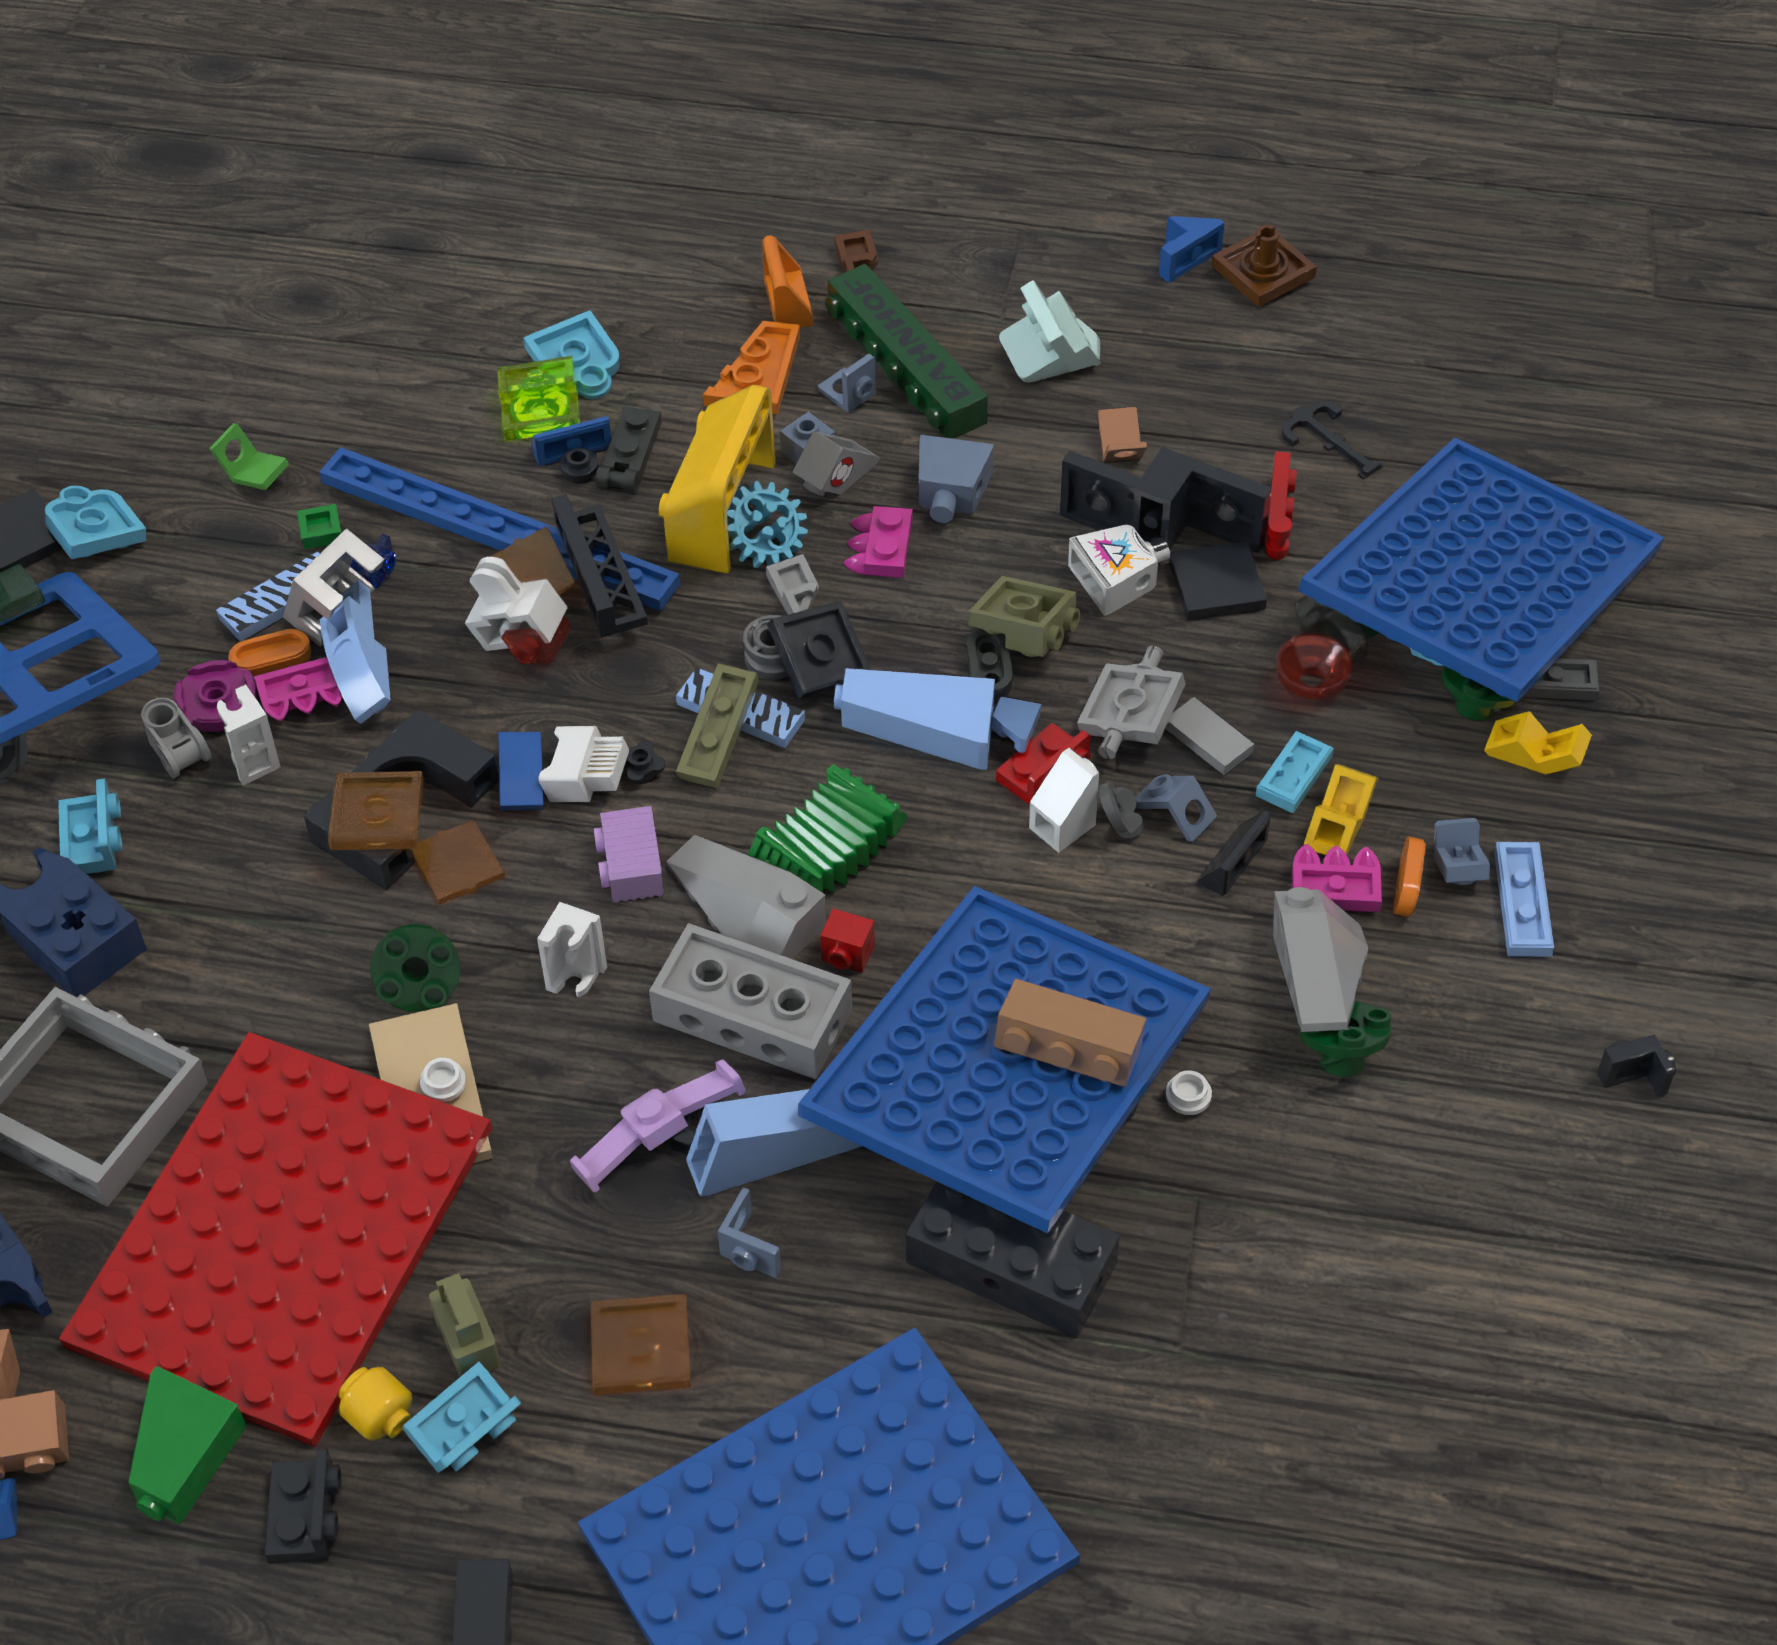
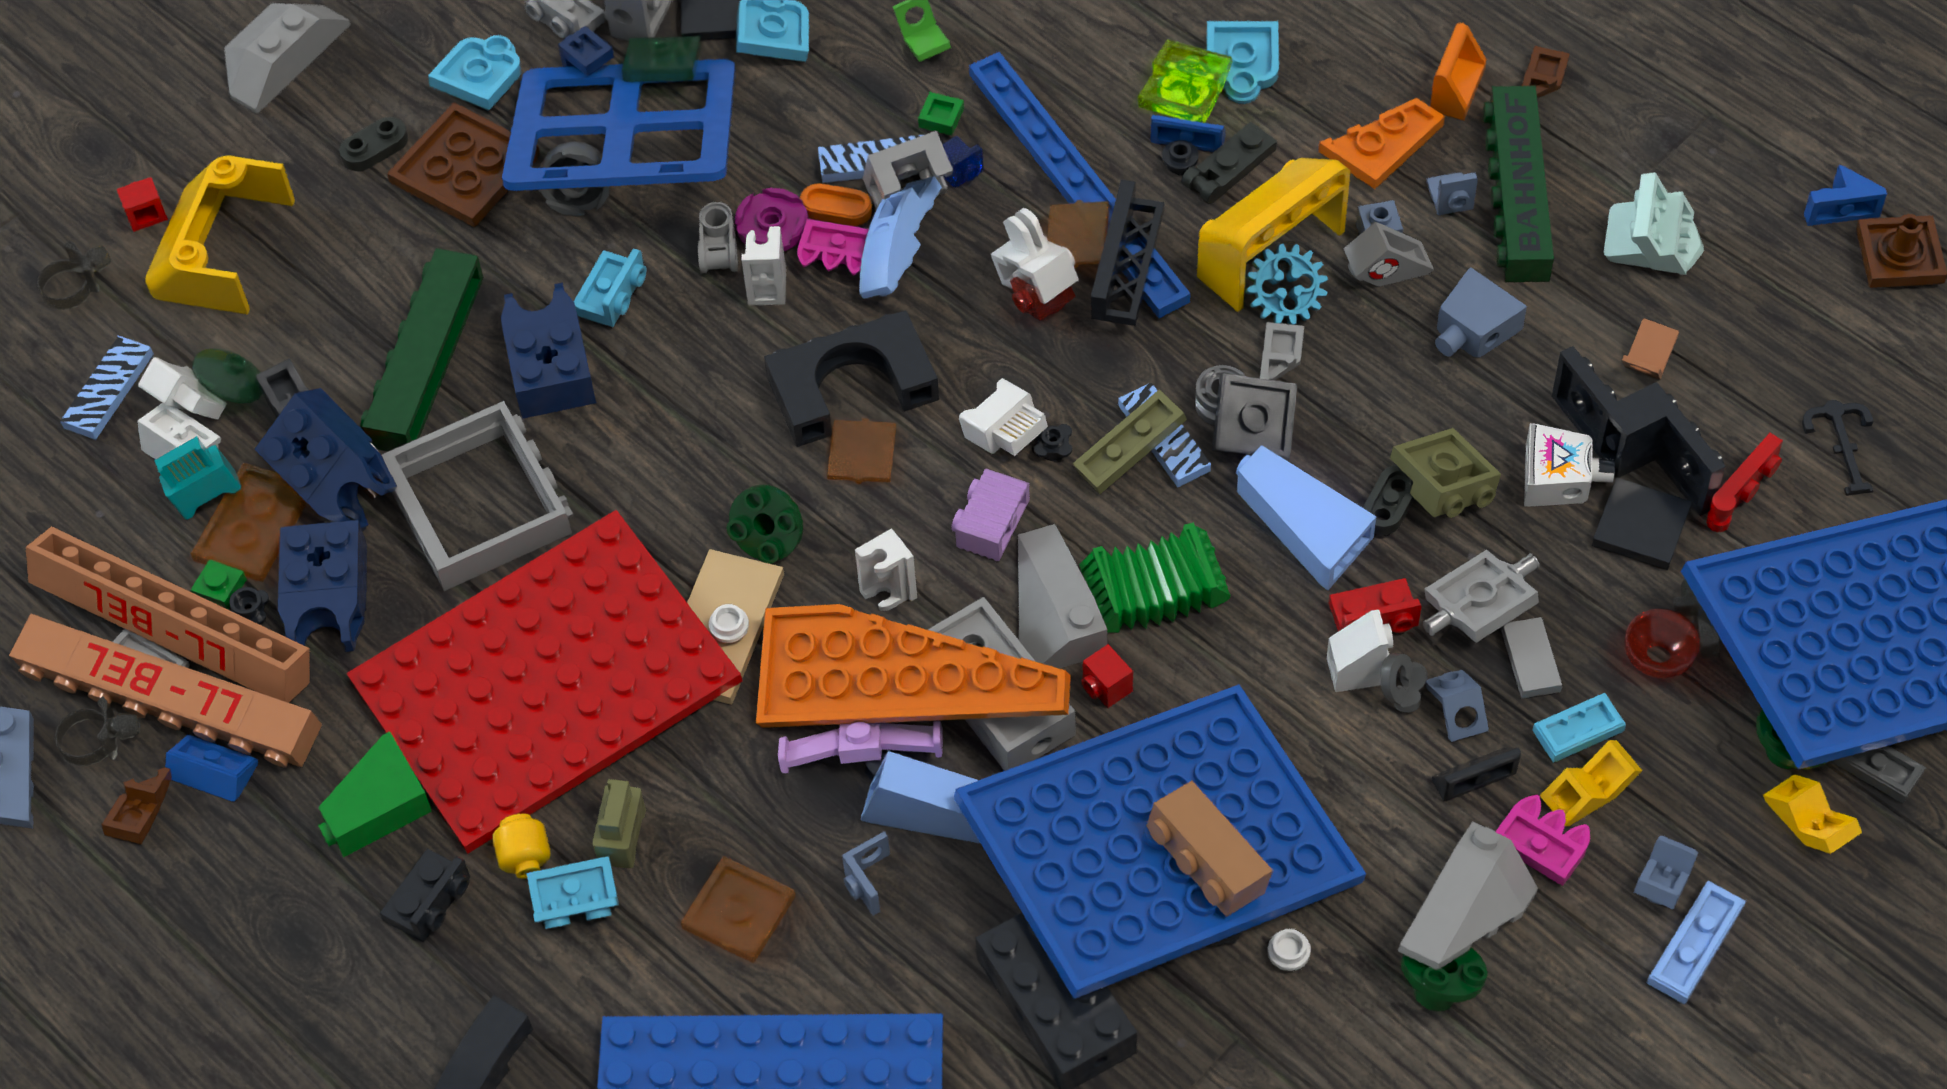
camera: 35 degrees right, 5 degrees up
(376, 810) = (817, 379): clear orange tile -> none
(520, 770) = (957, 393): blue slope -> none
(611, 1049) = (862, 668): none -> orange wing
(882, 542) = (1383, 349): dark pink plate -> none
(1016, 720) = (1376, 561): medium blue tile -> none
(1409, 877) = (1606, 870): orange tile -> none

